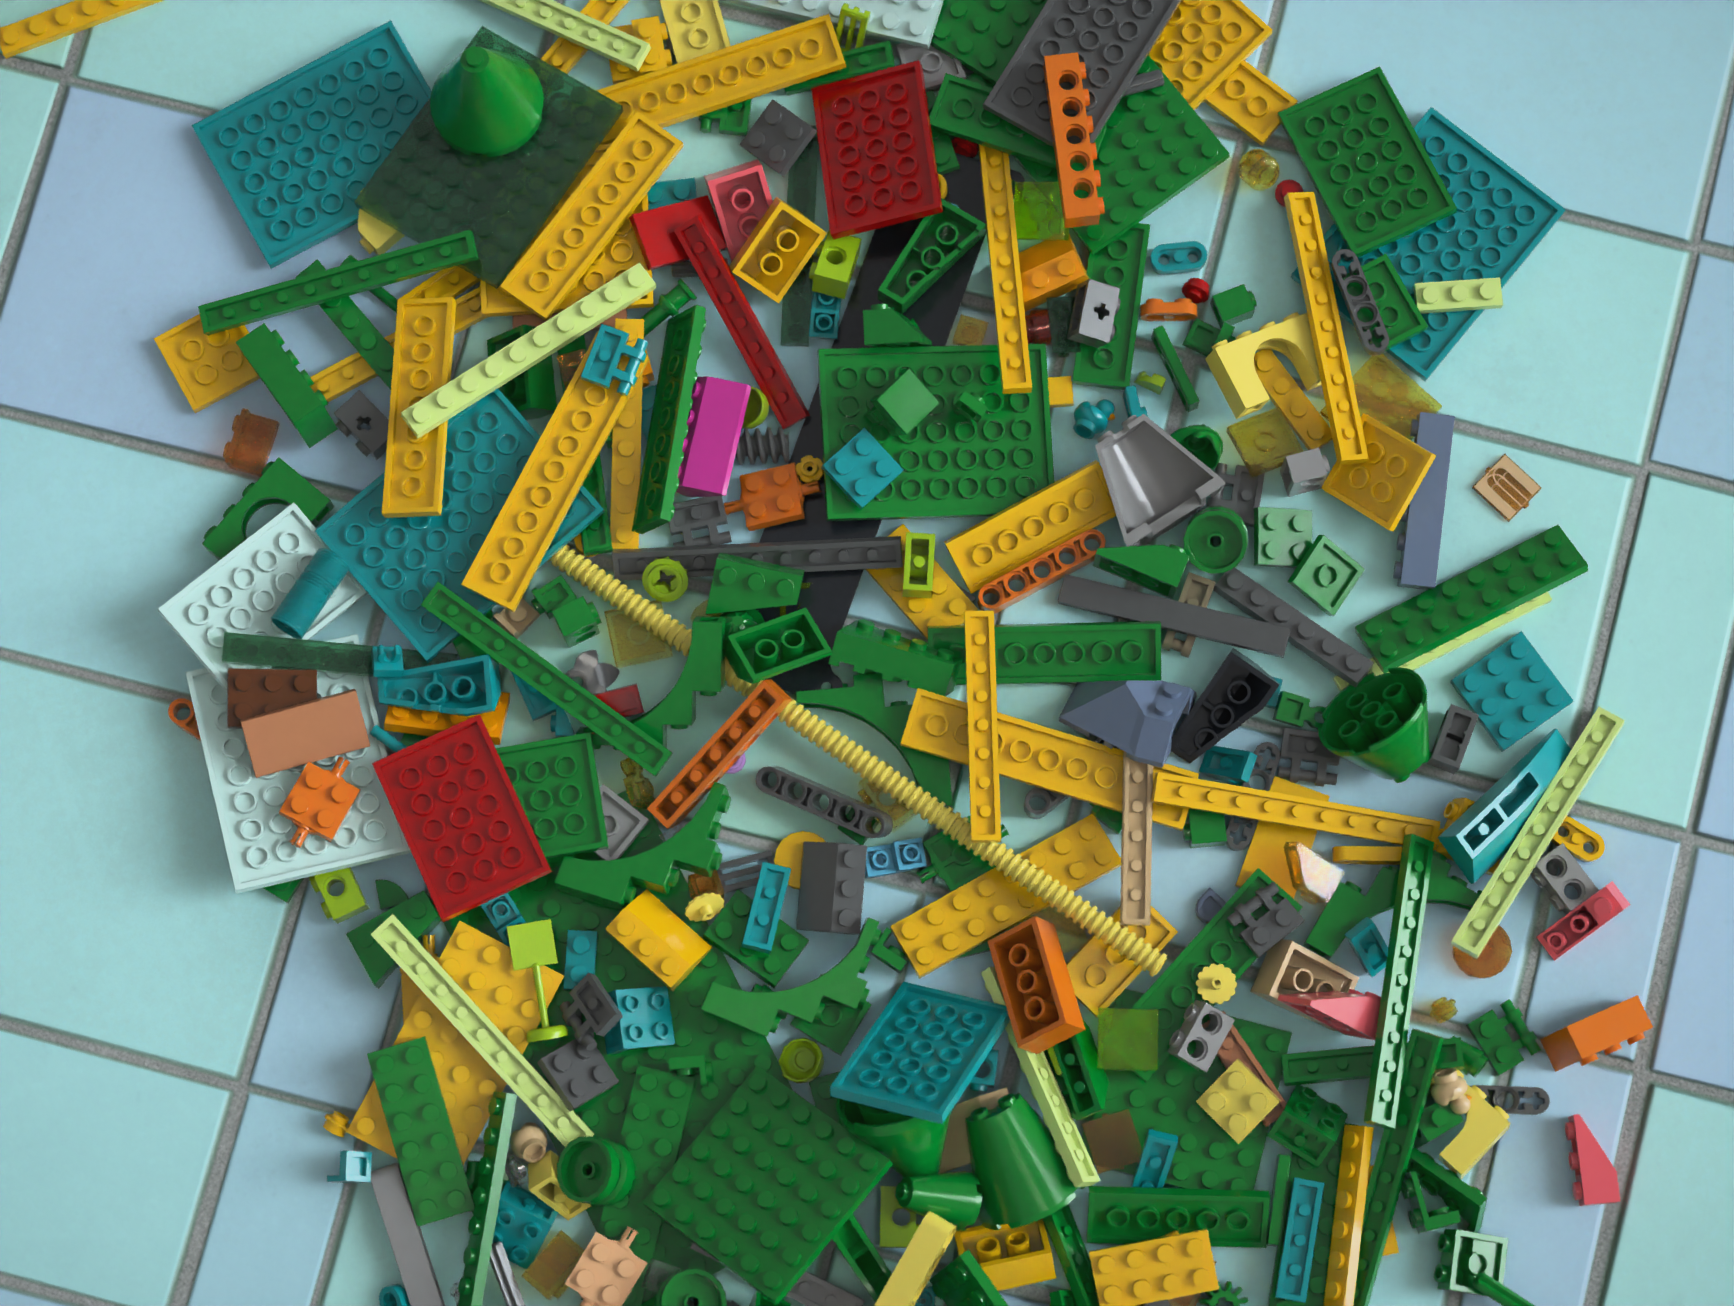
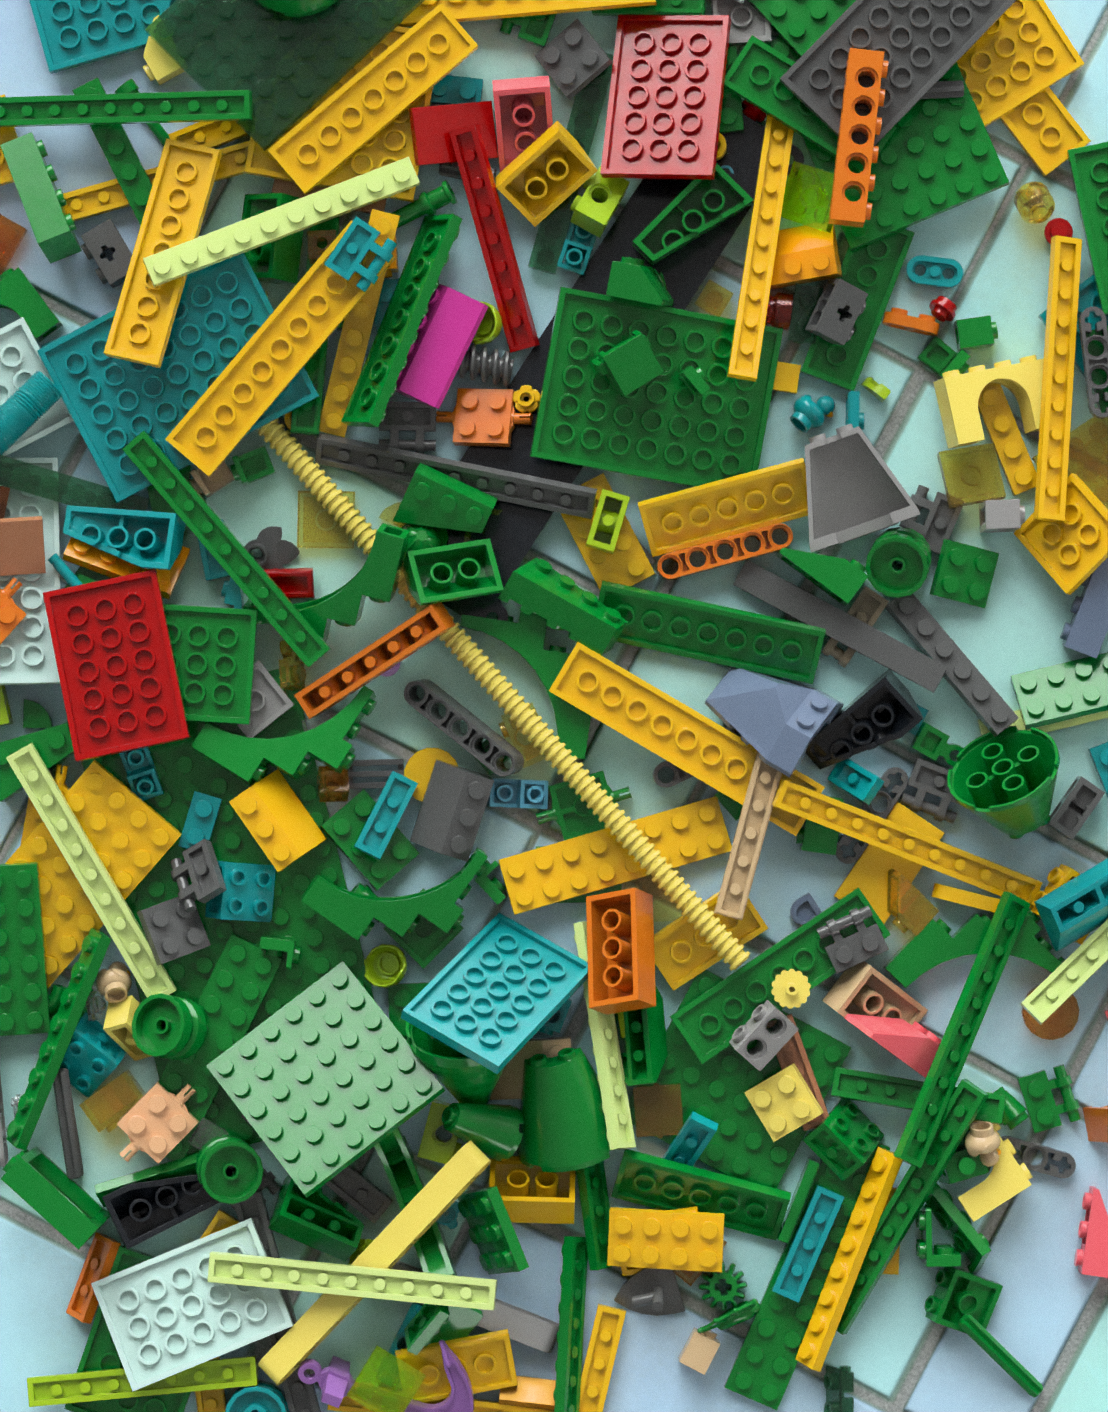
camera: 15 degrees right, 10 degrees up
(387, 661) = (79, 495): teal tile -> none
(533, 947) = (155, 802): lime piece -> none
(577, 621) = (269, 497): green brick -> none
(660, 590) = (356, 483): lime gear -> none
(704, 907) = (327, 801): light yellow piece -> none
(862, 468) = (575, 415): teal plate -> none
(982, 727) = (629, 694): yellow plate -> none
(1127, 1039) = (694, 1021): clear neon green plate -> none
(1175, 369) = (902, 382): green tile -> none
(1201, 442) = (907, 464): green piece -> none
(1326, 575) = (995, 620): plate -> none
(1368, 946) = (943, 985): teal plate -> none
(1443, 1010) = (998, 1060): clear yellow plate -> none

